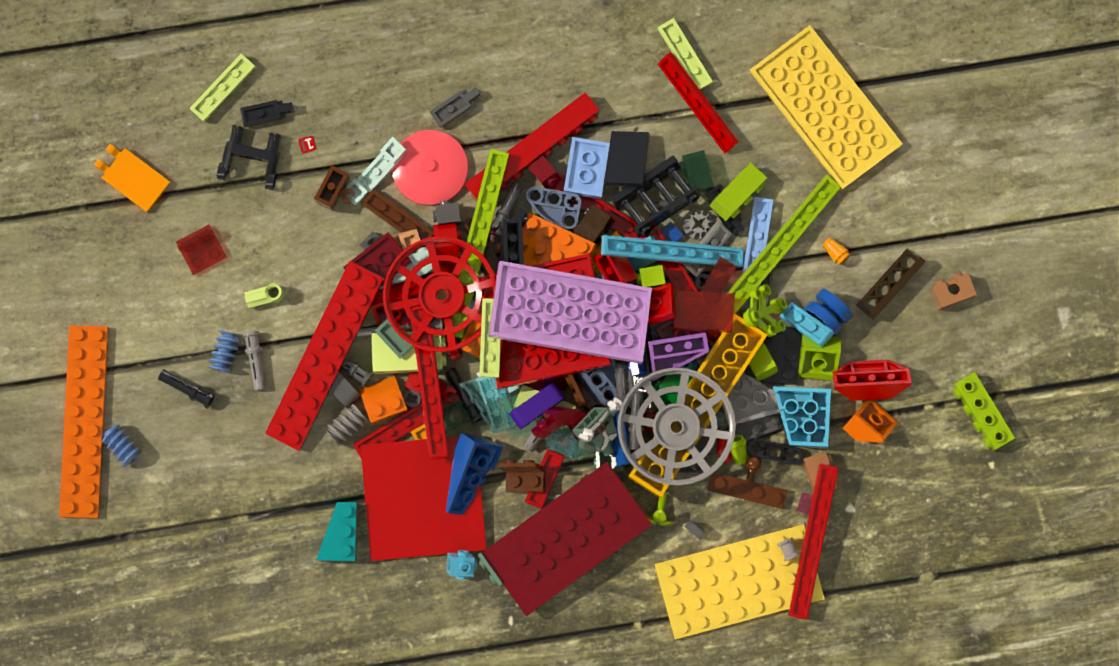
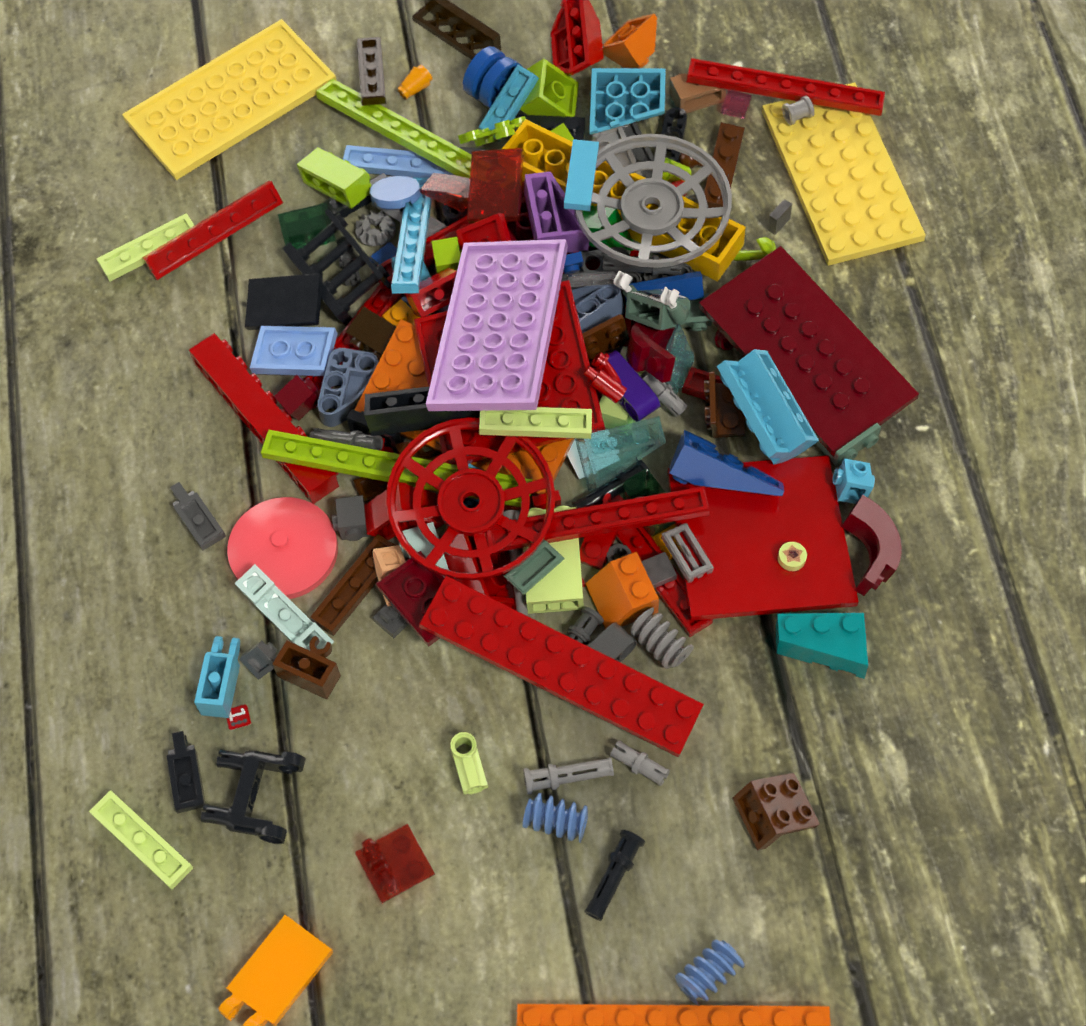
camera: 85 degrees left, 20 degrees down
(225, 494) = (774, 808): none -> reddish brown bracket
(261, 407) = (639, 763): none -> light grey pin
(328, 130) = (218, 679): none -> medium azure hinge
(343, 157) = (260, 659): none -> dark grey tile
(392, 451) = (697, 571): none -> light grey tile
(397, 424) = (659, 570): none -> flat silver tile
(403, 516) = (792, 556): none -> yellowish green tile
(413, 580) = (880, 538): none -> arch
(515, 504) = (768, 406): none -> medium azure brick
(526, 390) = (605, 378): none -> red plant
(694, 373) = (581, 175): none -> medium azure tile
(719, 237) = (395, 192): none -> tile
(846, 216) = (371, 71): none -> tile

